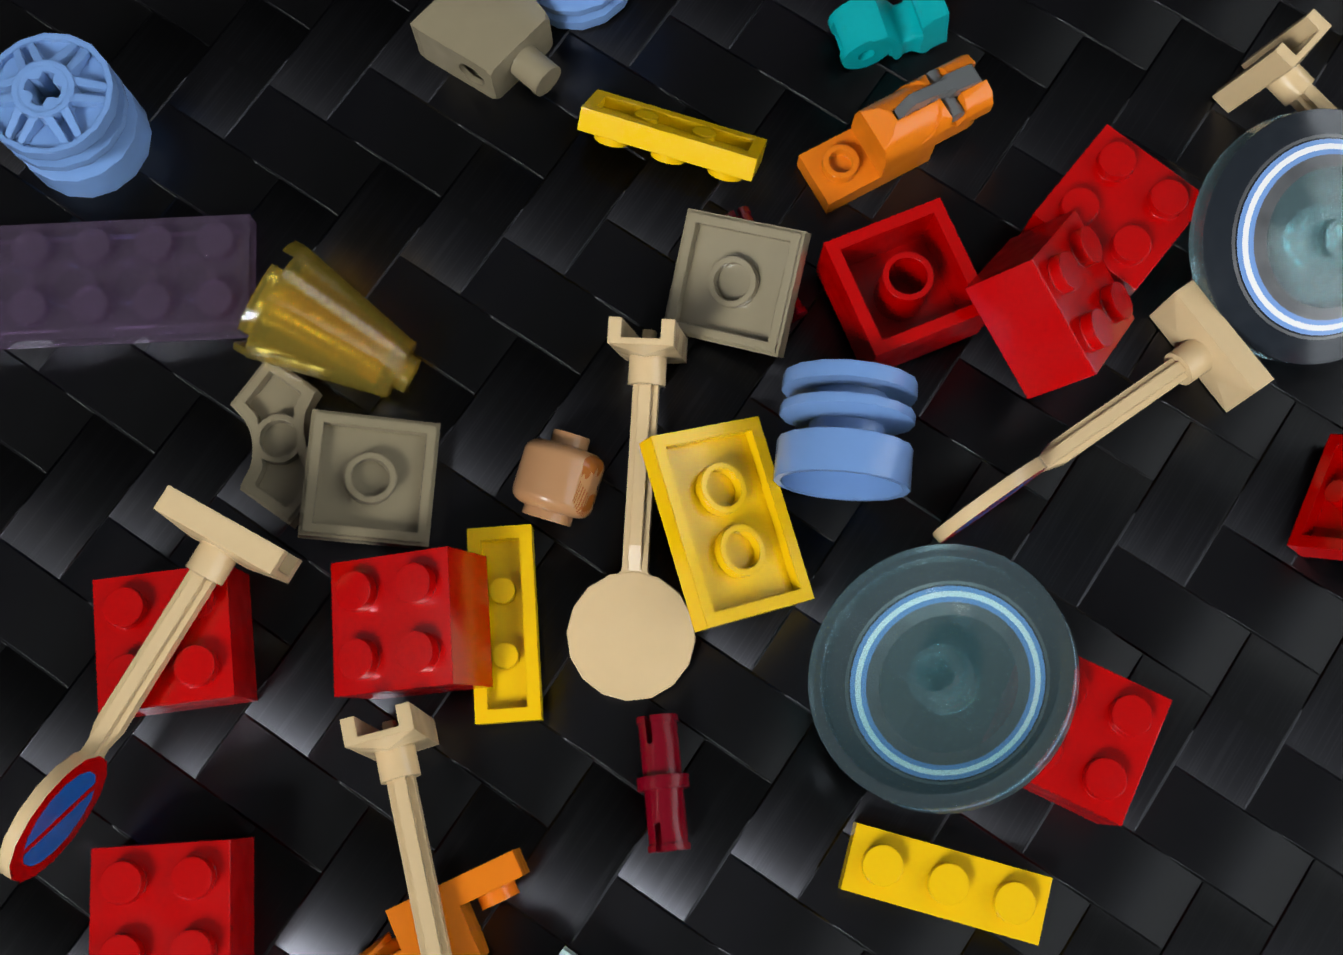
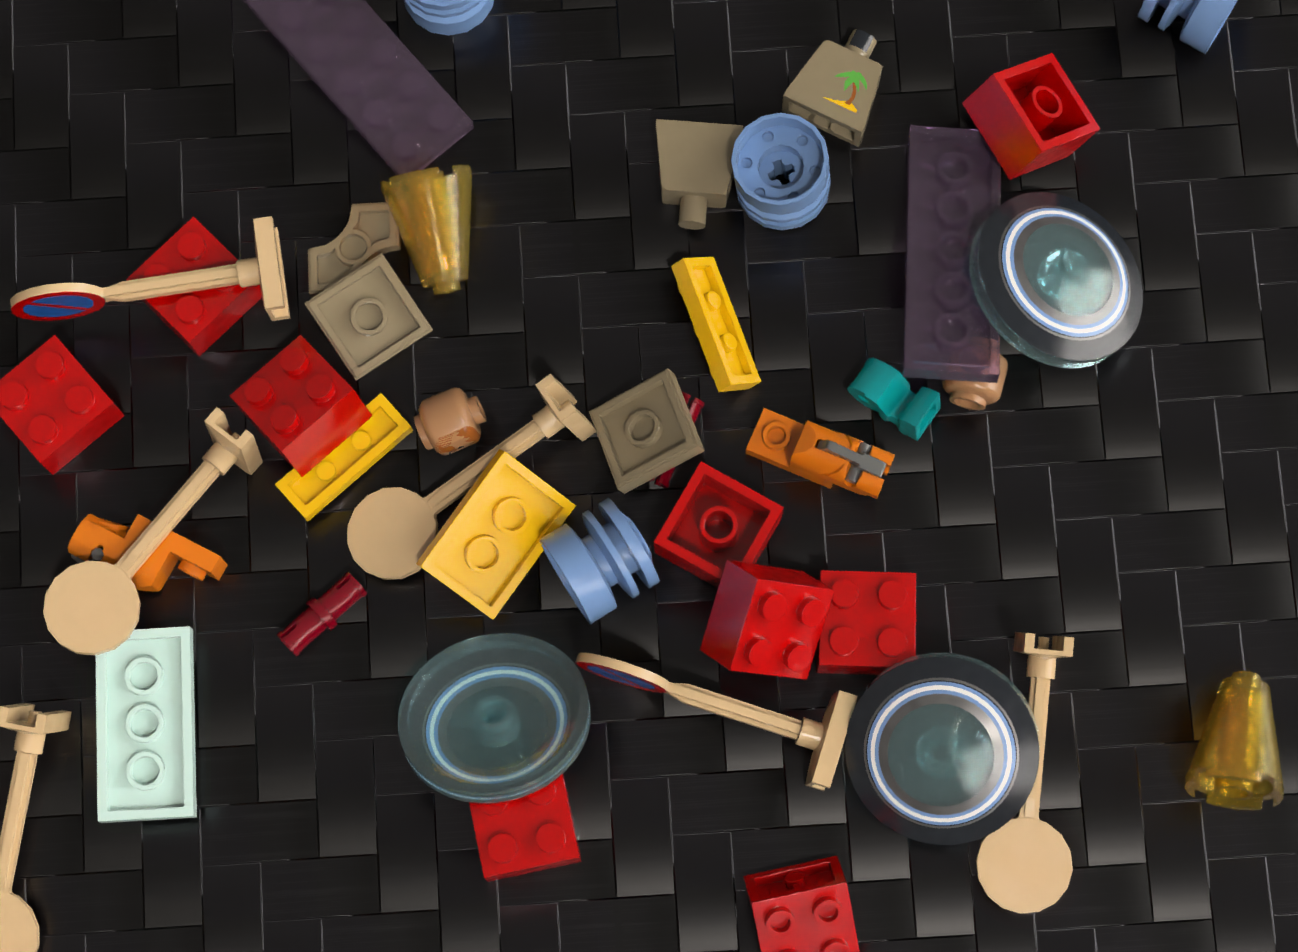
camera: 55 degrees right, 0 degrees up
(945, 883) = (385, 815): yellow plate -> none

